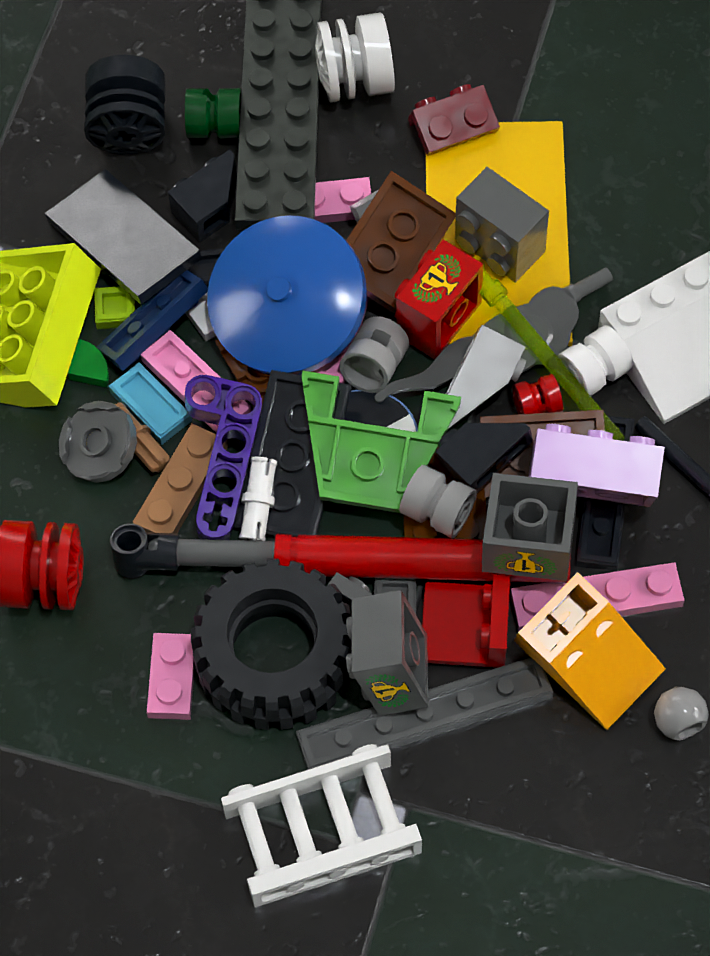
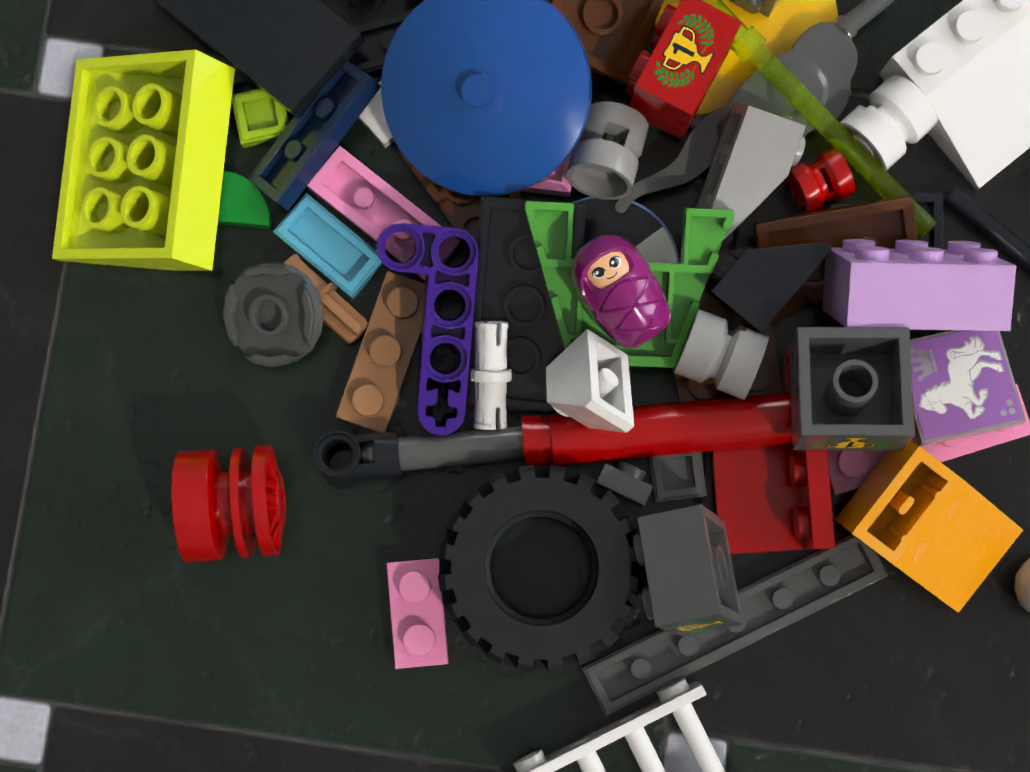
camera: 10 degrees left, 20 degrees up
(331, 505) = (592, 384): none -> white slope
(364, 442) = (620, 290): none -> magenta piece
(625, 551) = (962, 386): none -> tile

